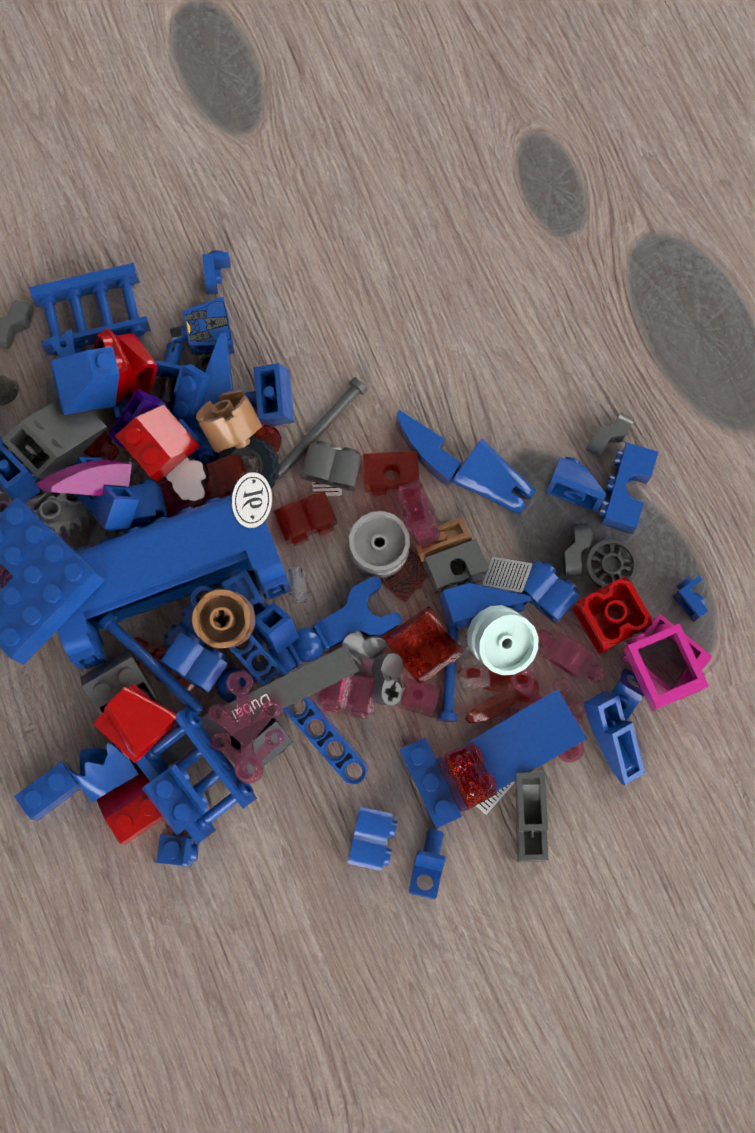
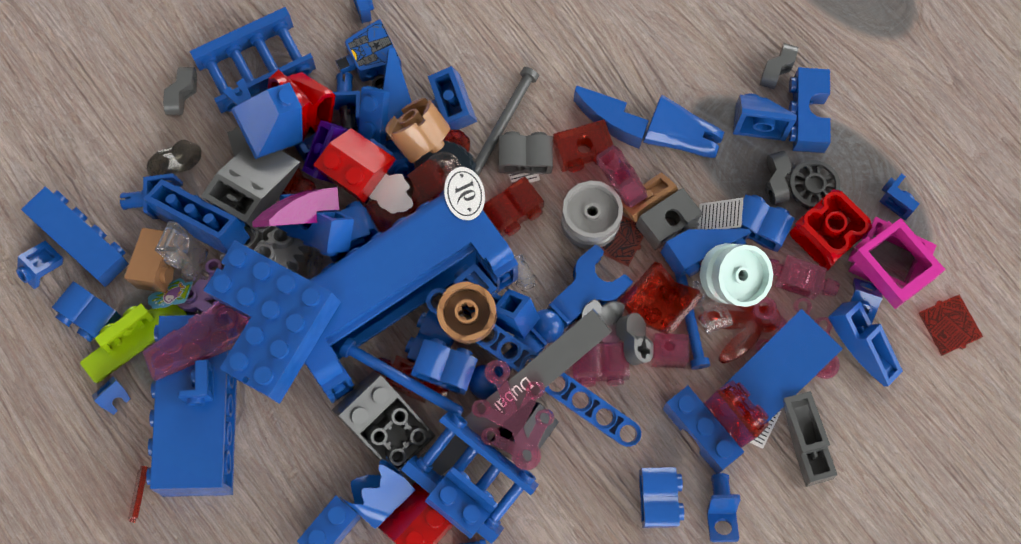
camera: 15 degrees left, 5 degrees down
(134, 722) = (402, 436): red piece -> none
(707, 738) = (950, 325): none -> clear red piece

